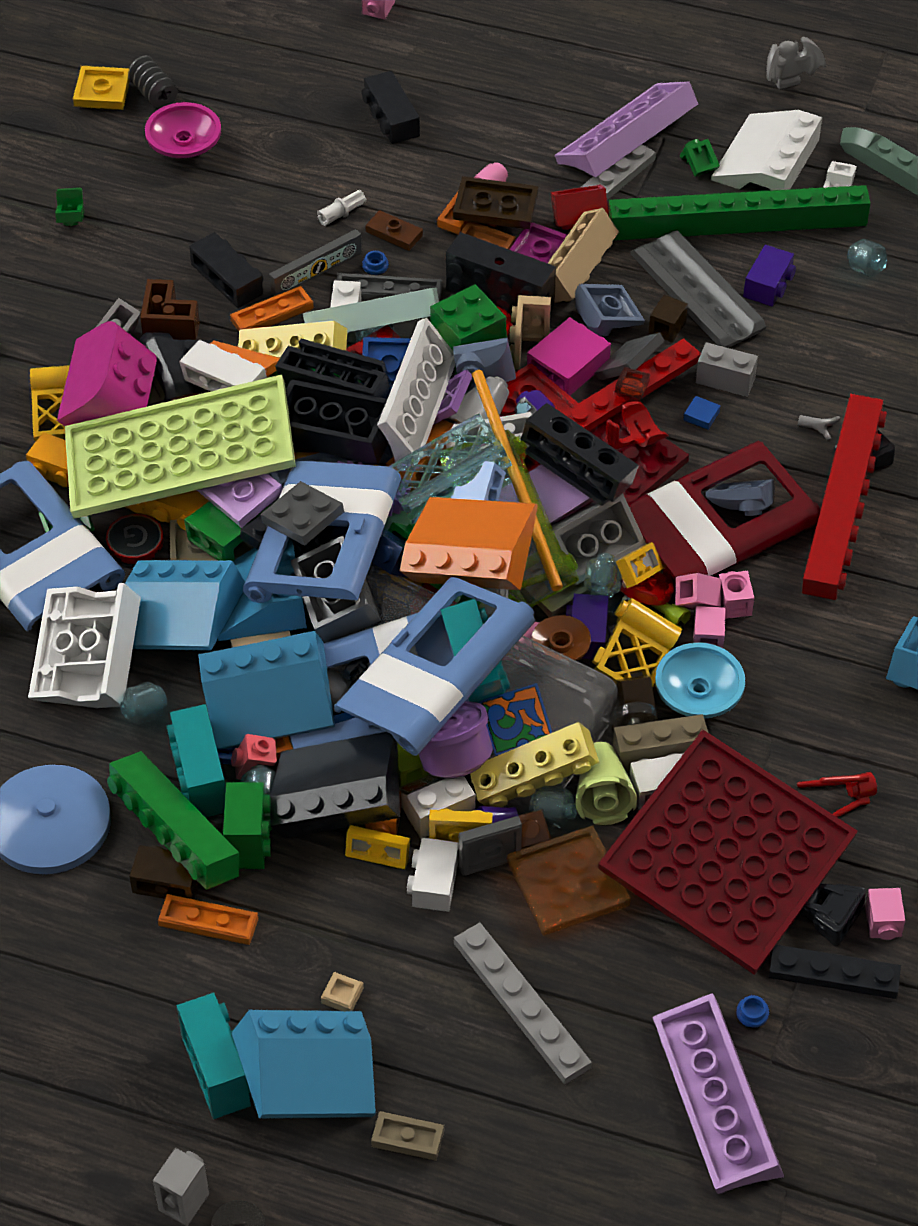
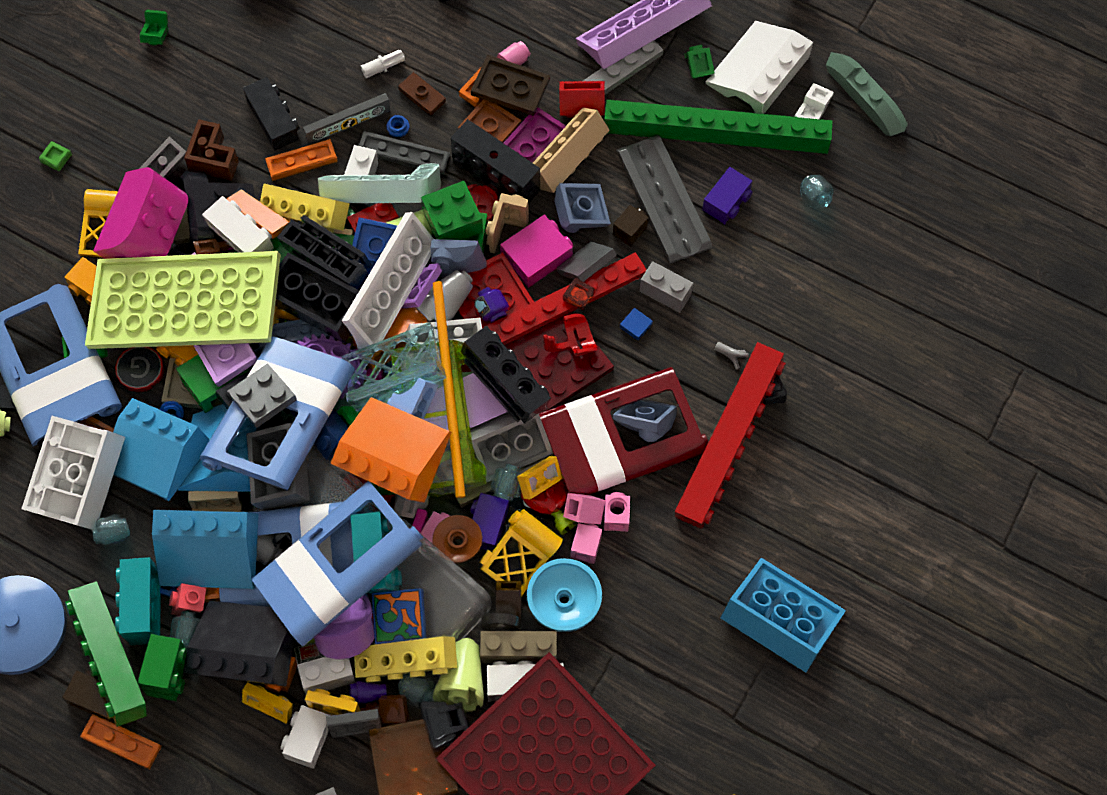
camera: 10 degrees right, 15 degrees up
(591, 831) = (439, 723): none -> black piece
(858, 786) = (671, 716): red plant -> none

